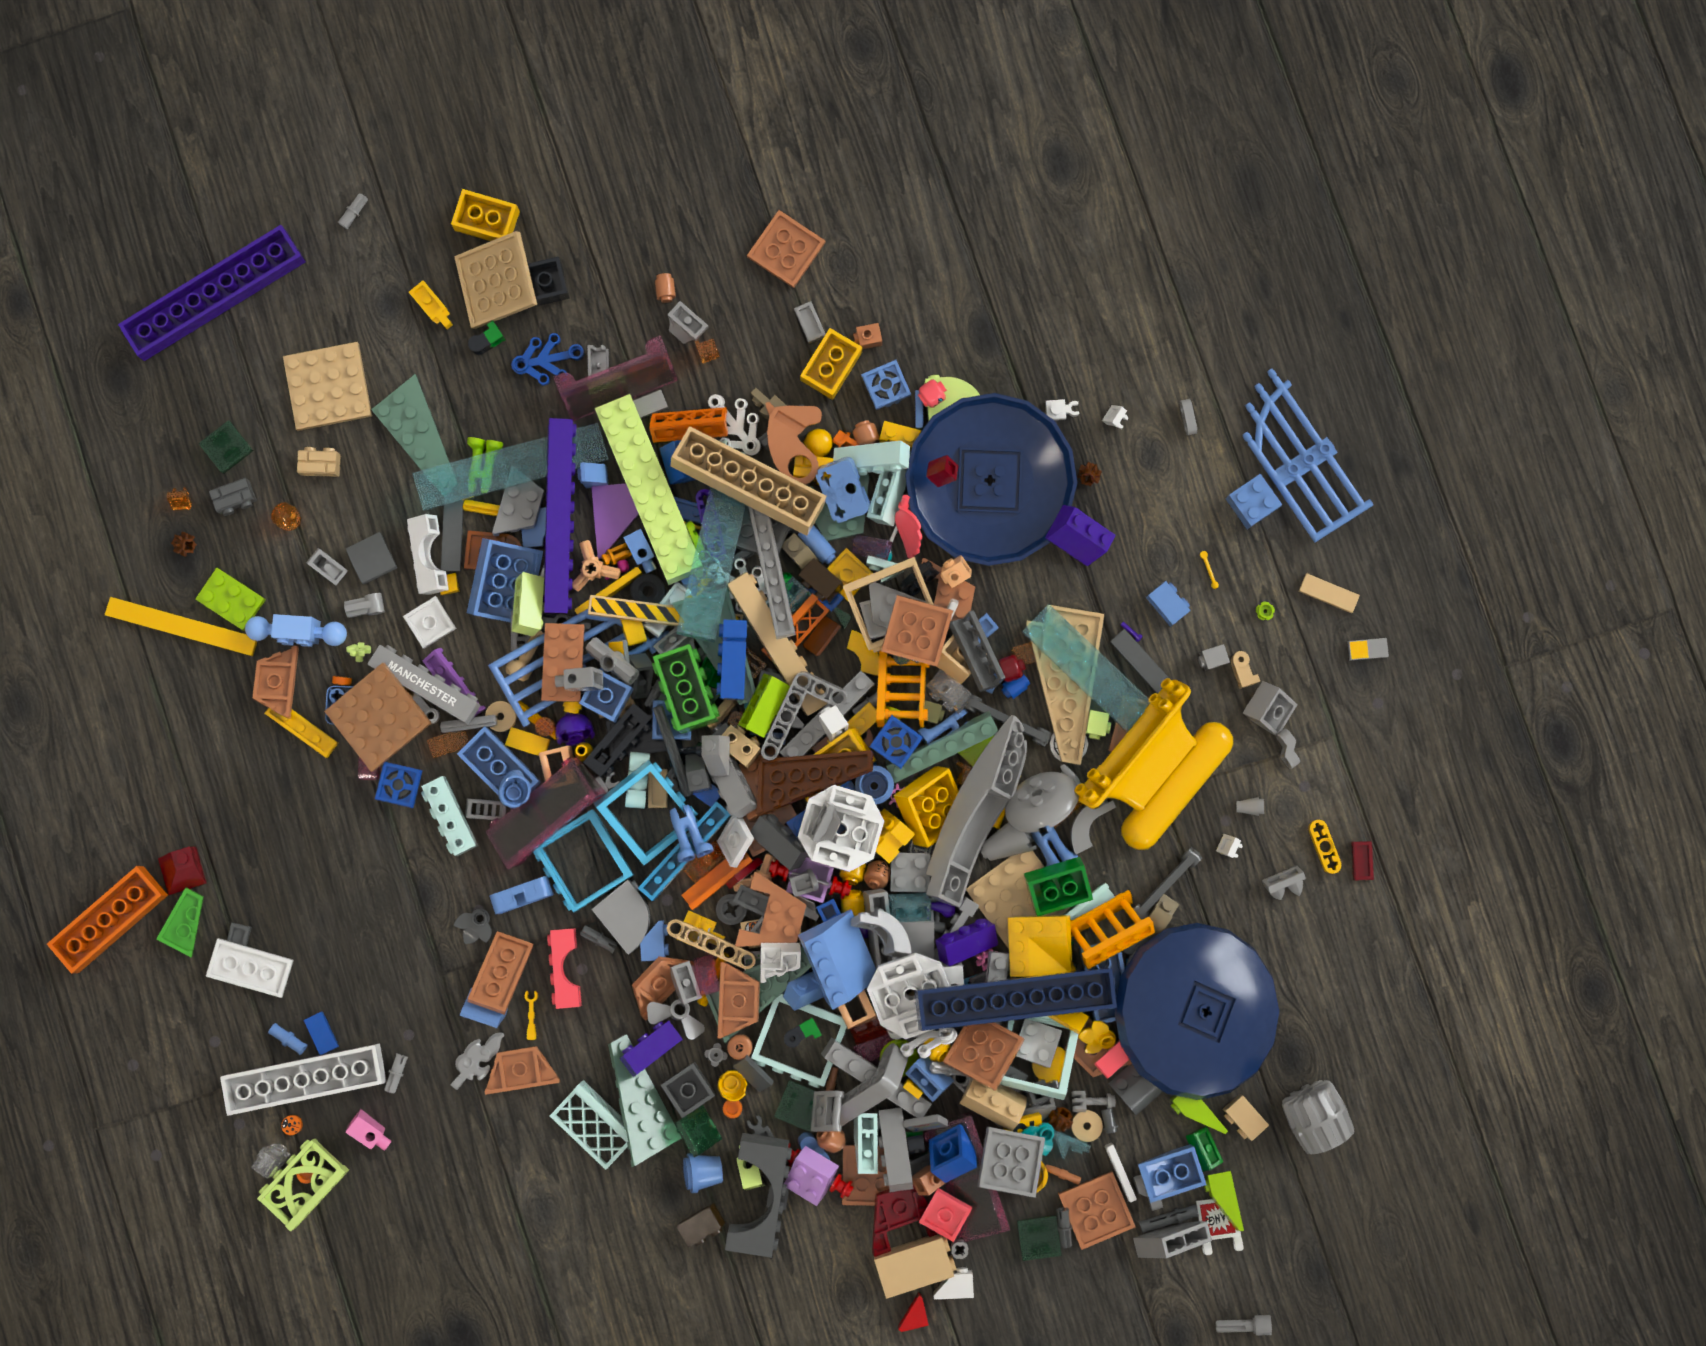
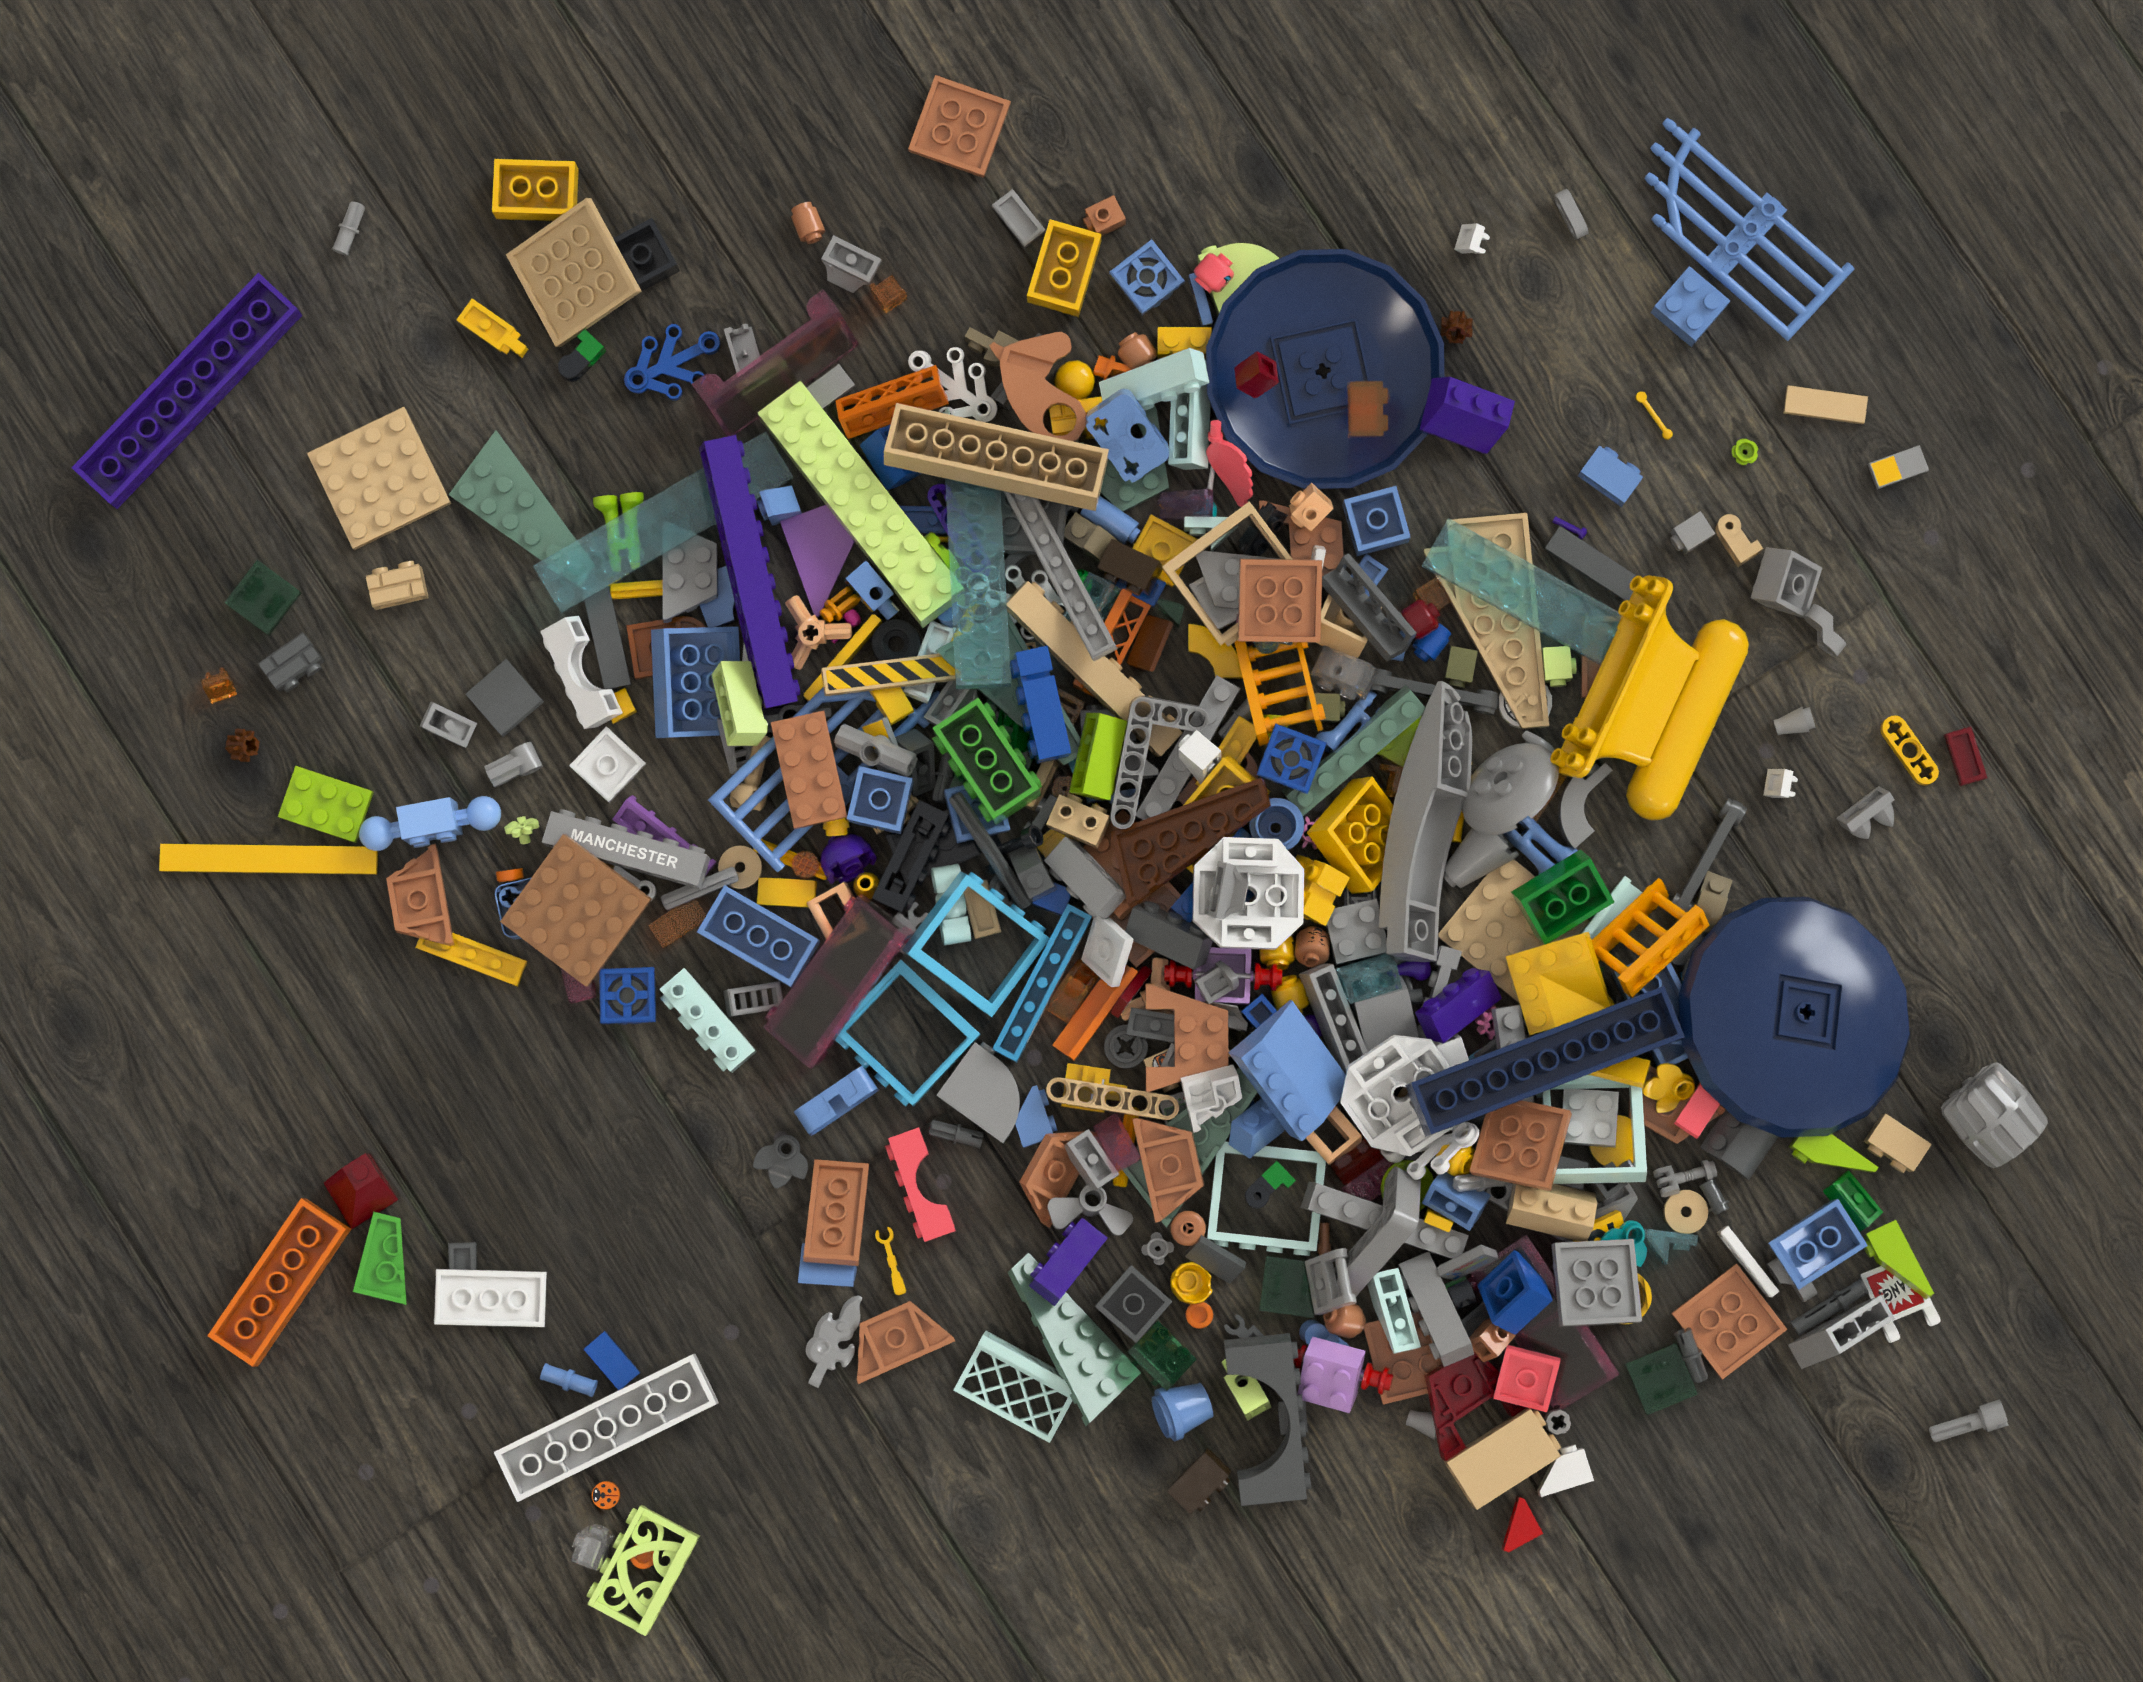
camera: 10 degrees left, 0 degrees up
(284, 515) = (370, 668): clear orange piece -> none
(362, 1125) = (702, 1469): bright pink torso -> none
(395, 1073) = (728, 1388): light grey axle -> none
(513, 794) = (791, 965): medium blue hair -> none
(581, 679) = (852, 783): light grey torso -> none
(688, 822) = (1040, 942): medium blue piece -> none
(716, 754) = (1052, 839): light grey slope -> none
(866, 1224) = (1422, 1422): none -> light grey cone
(888, 929) = (1349, 1014): arch -> none
(999, 592) = (1376, 521): none -> medium blue brick
(1011, 514) = (1366, 409): none -> clear orange brick
(1030, 708) = (1460, 667): none -> olive brick
(1057, 409) = (1390, 250): white plate -> none
(1060, 1119) = (1648, 1211): reddish brown gear -> none
(1063, 1174) = (1672, 1285): nougat piece -> none

